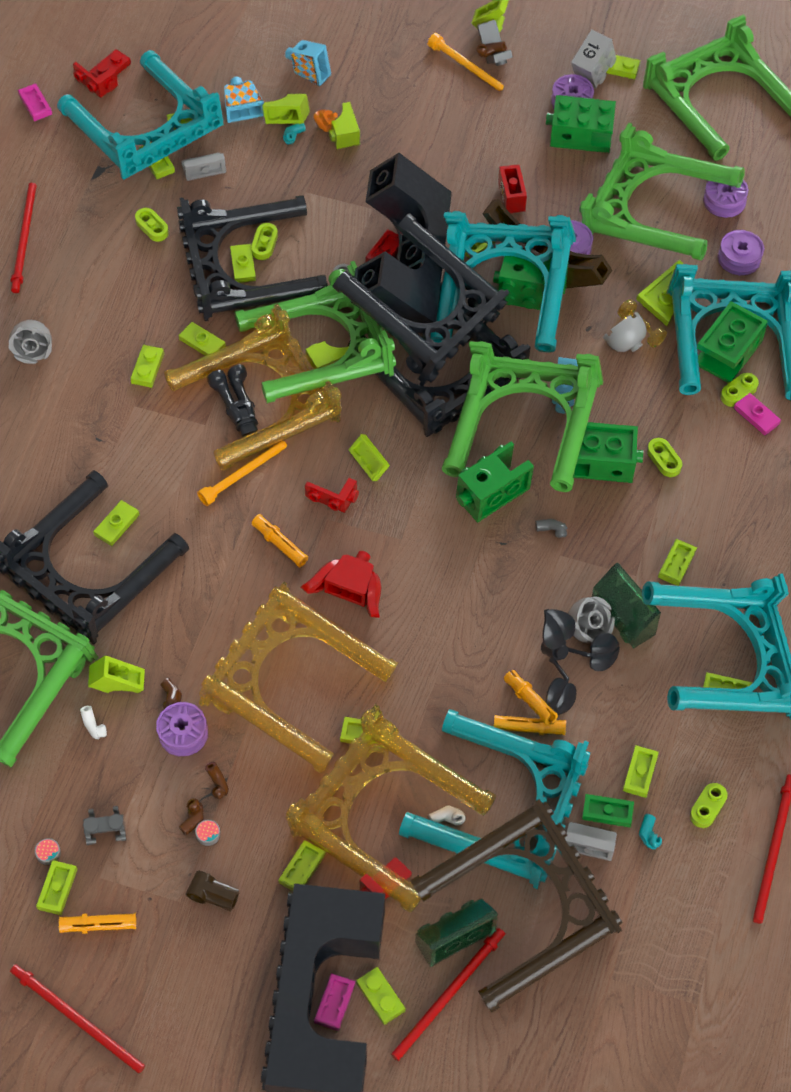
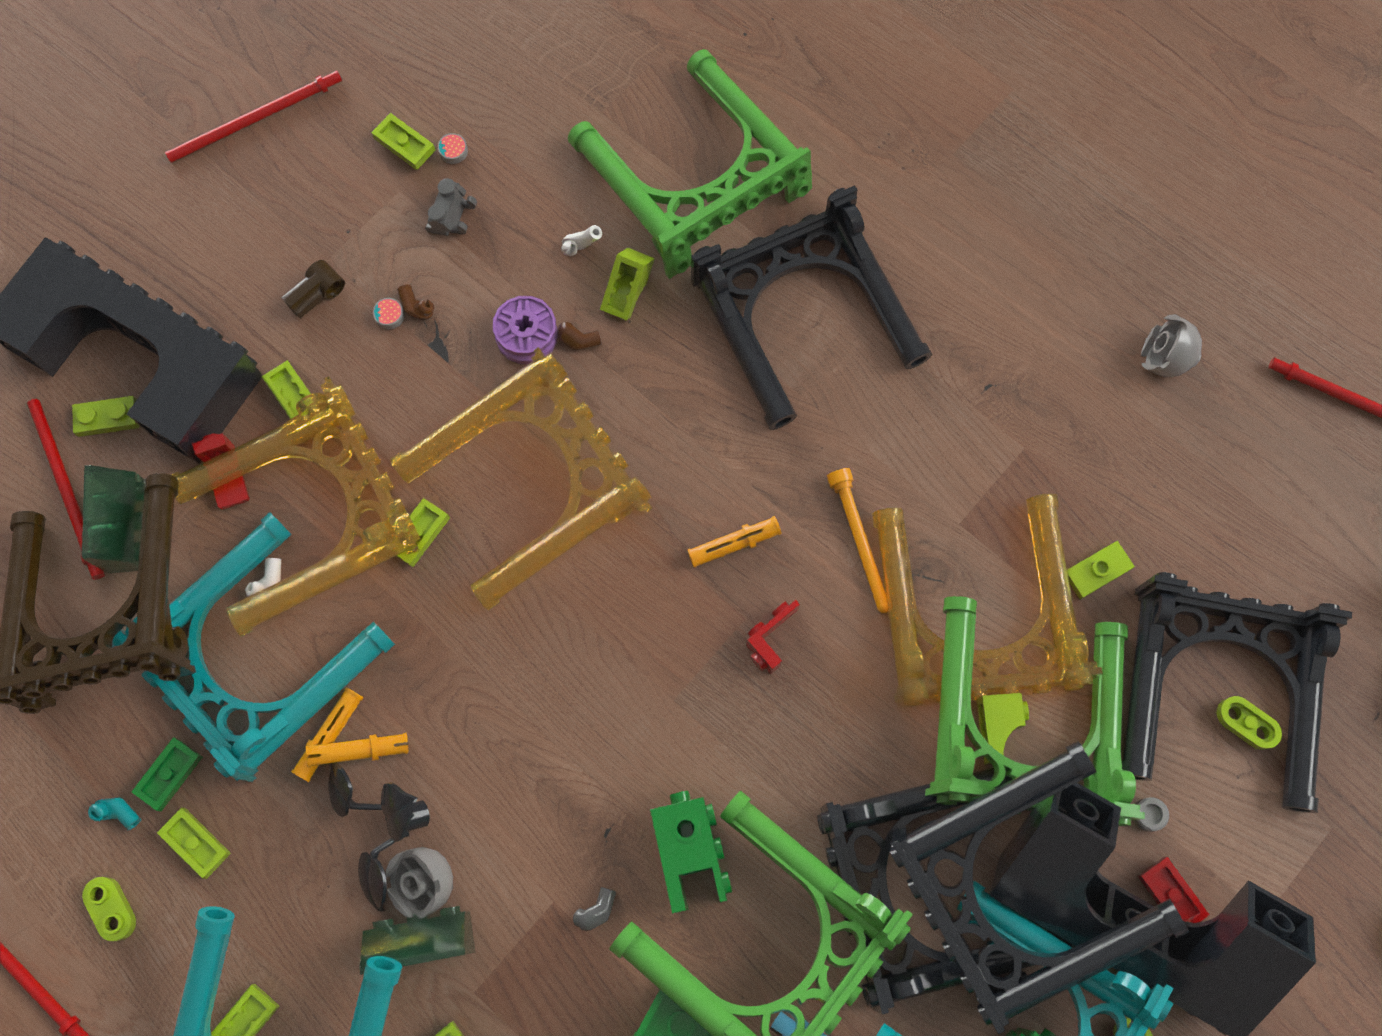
camera: 115 degrees right, 15 degrees up
(95, 923) = (347, 157): light orange pin -> none
(116, 523) = (848, 361): lime plate -> none
(147, 366) = (1082, 484): lime plate -> none
(155, 227) = (1331, 579): lime plate -> none
(218, 779) = (443, 347): reddish brown arm -> none
(240, 411) = (954, 573): black piece -> none
(243, 263) = (1219, 677): lime plate -> none
(334, 1002) = (123, 364): dark pink plate -> none
(349, 580) = (631, 603): red torso -> none
(369, 457) = (811, 708): lime plate -> none
(591, 840) = (144, 733): light grey panel -> none

